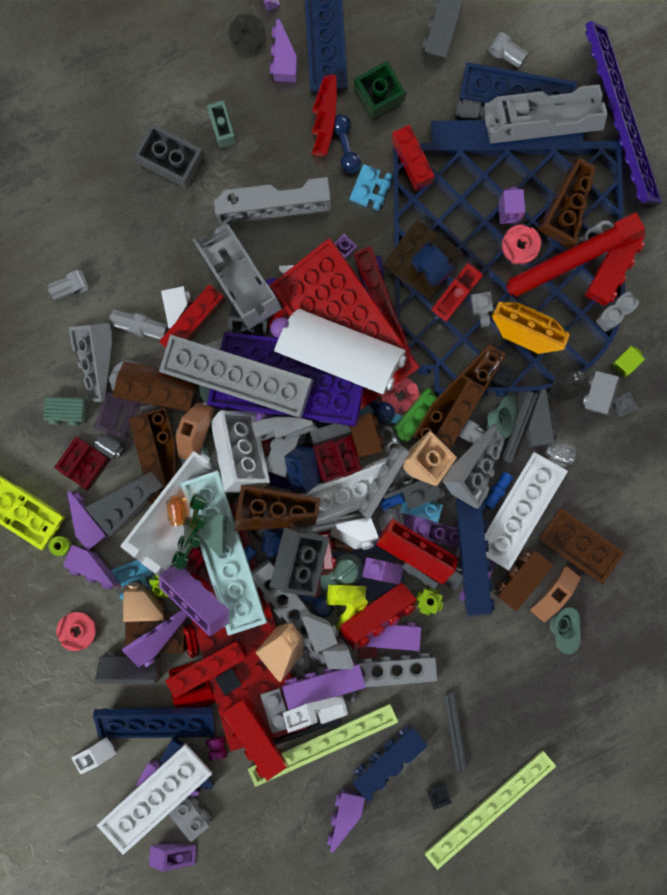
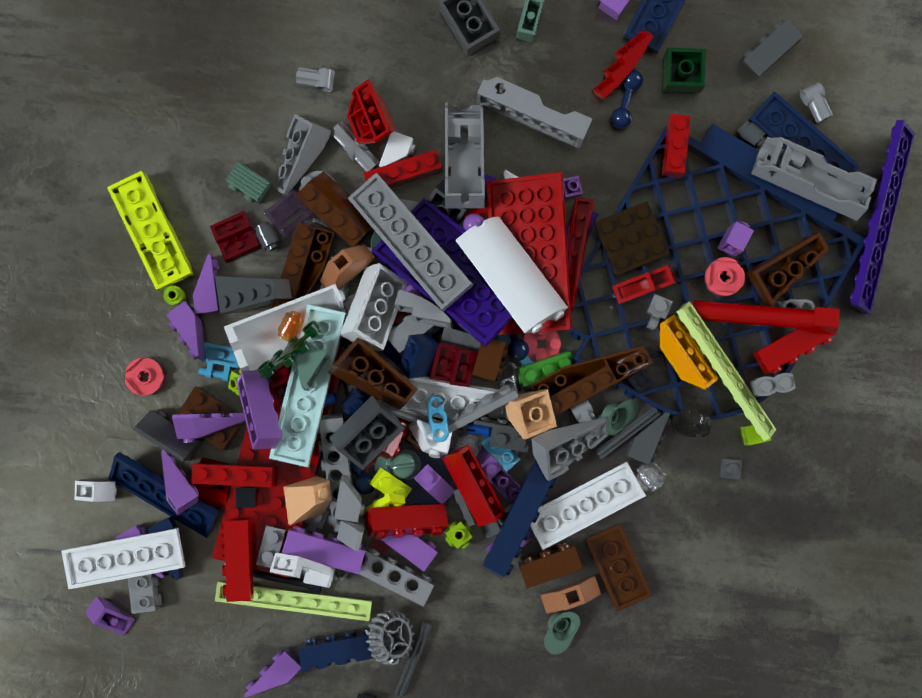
camera: 25 degrees right, 0 degrees up
(133, 289) = (369, 115): none -> red wedge
(141, 604) = (212, 387): light nougat slope -> none
(166, 711) = (177, 489): none -> medium lavender slope
(191, 641) = (235, 444): red axle -> none
(216, 748) = (202, 548): magenta wheel -> none
(360, 517) = (443, 426): none -> medium azure piece
(365, 186) = (621, 146): medium azure plate -> none
(425, 725) = (388, 638): none -> light grey gear
(432, 263) = (637, 247): dark blue brick -> none
(498, 490) = (575, 476): blue pin -> none
(571, 322) = (726, 370): none -> yellowish green plate
(601, 393) = (716, 447): light grey brick -> none

